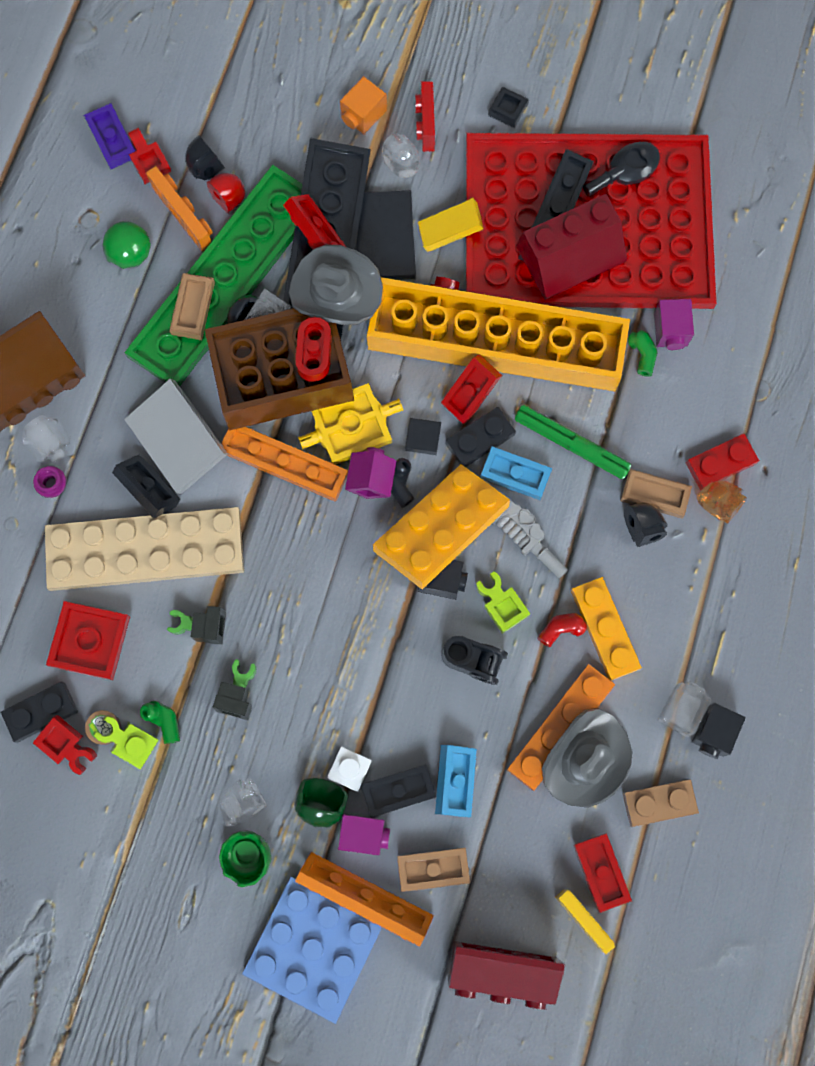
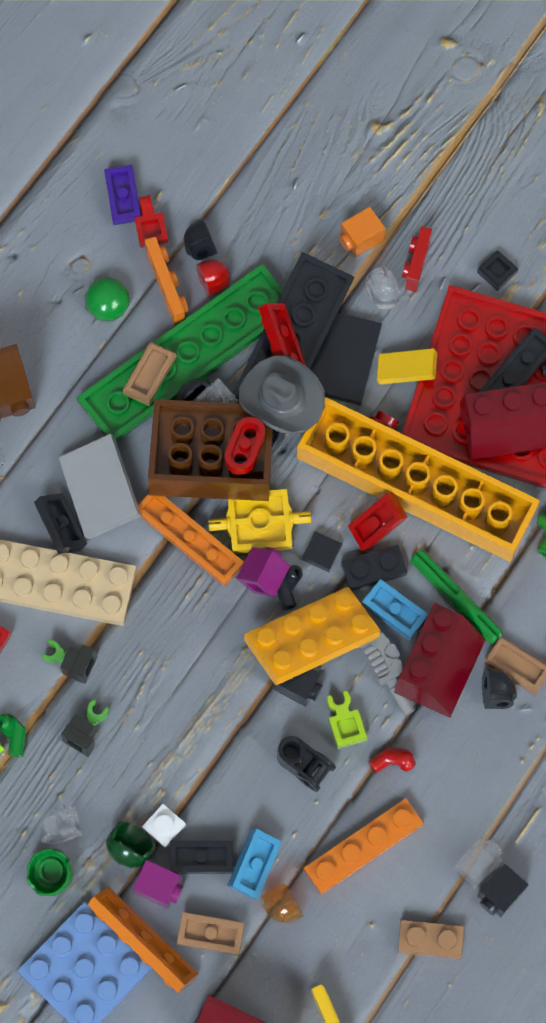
camera: 15 degrees right, 5 degrees down
(497, 814) = (281, 904): none -> clear orange piece
(579, 512) = (440, 661): none -> dark red slope
(588, 760) = (377, 881): dark grey hat -> none
(602, 873) = (358, 982): red plate -> none
(606, 629) = (432, 773): light orange plate -> none

